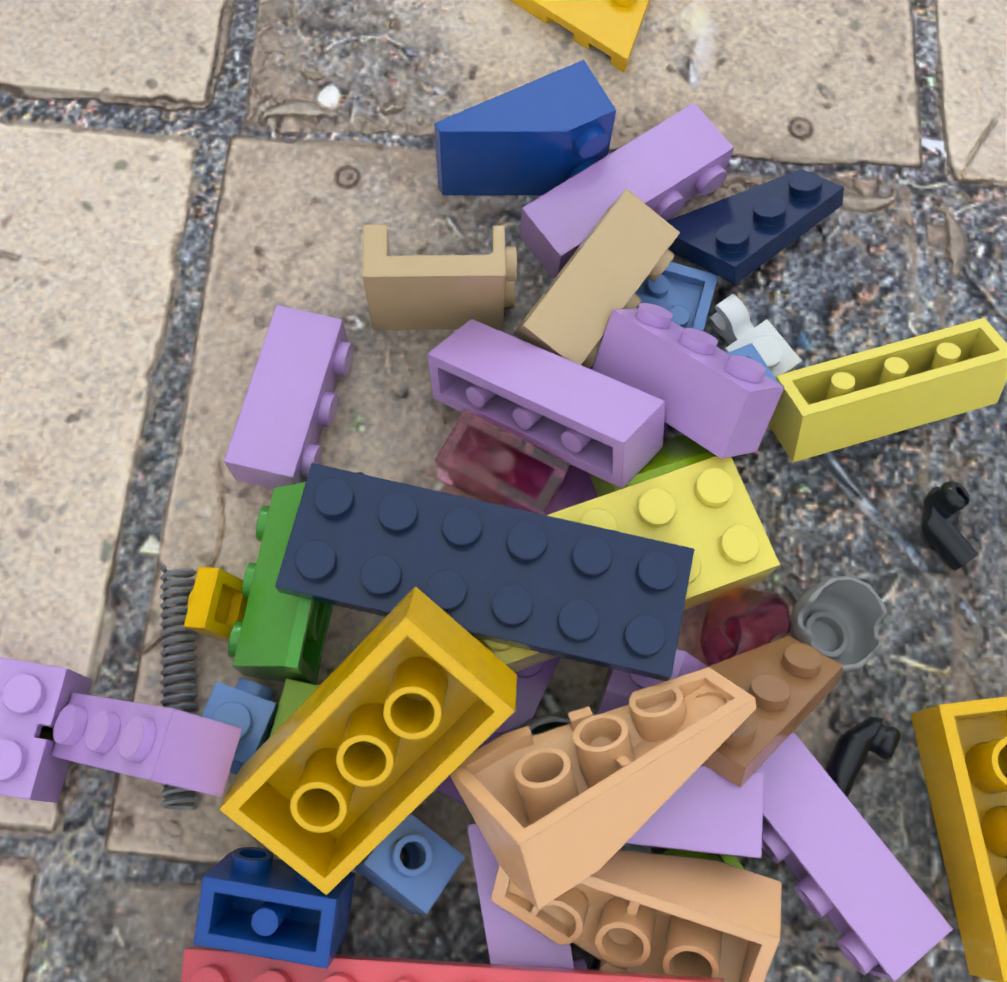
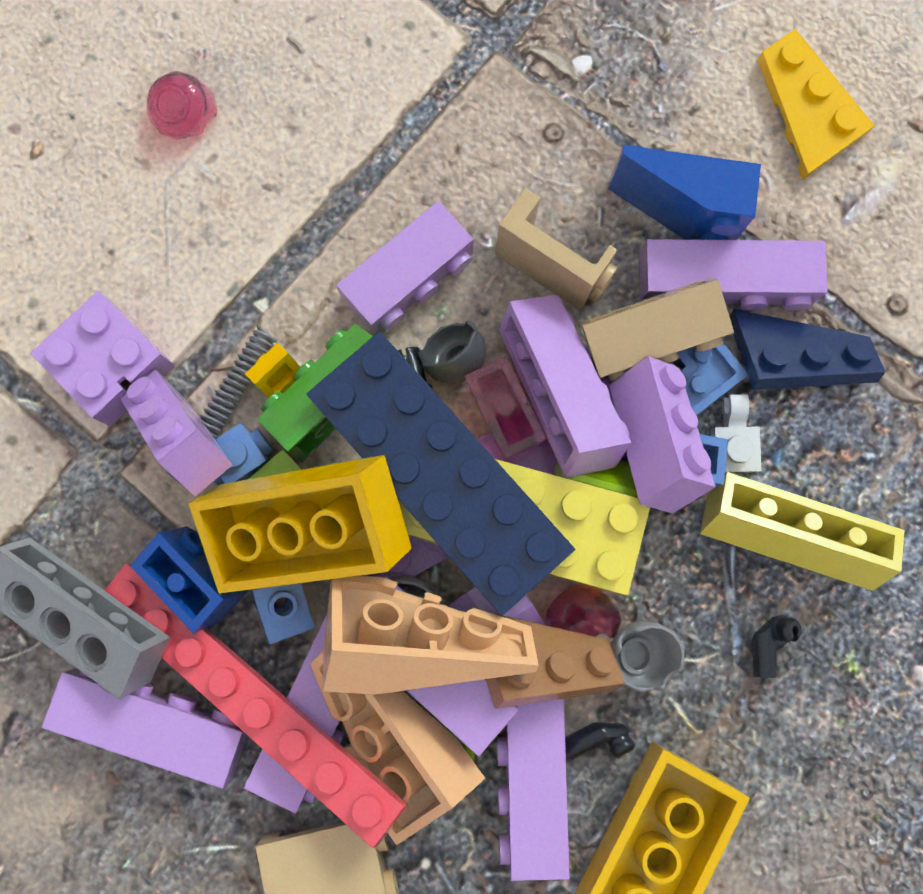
camera: 35 degrees right, 10 degrees up
(404, 447) = (453, 352): none -> dark grey hair

